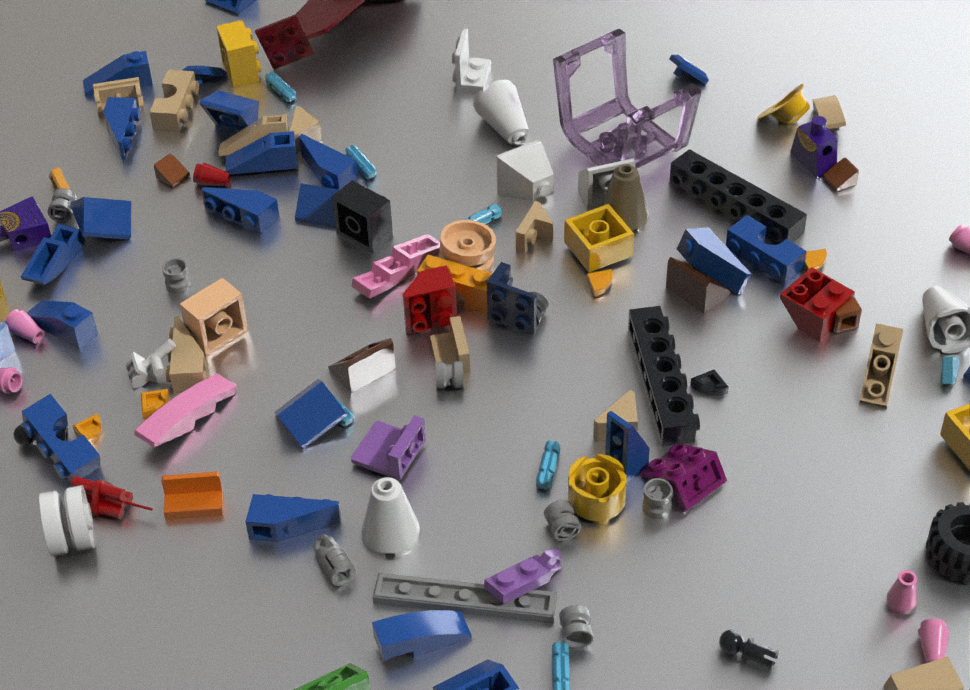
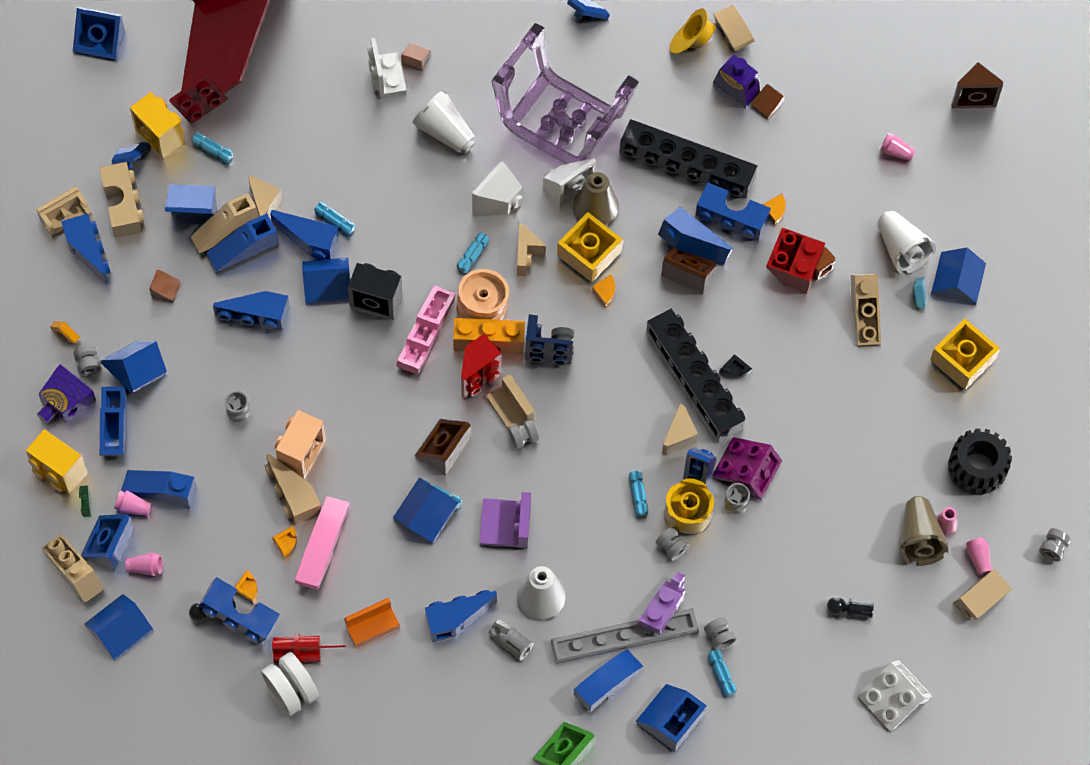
camera: 25 degrees left, 20 degrees up
(125, 67) = (48, 183): blue slope -> none
(145, 369) = (260, 513): white arm -> none
(210, 176) = (203, 281): red cone -> none
(504, 67) = (415, 56): none -> slope
(865, 598) = (921, 533): none -> dark tan cone

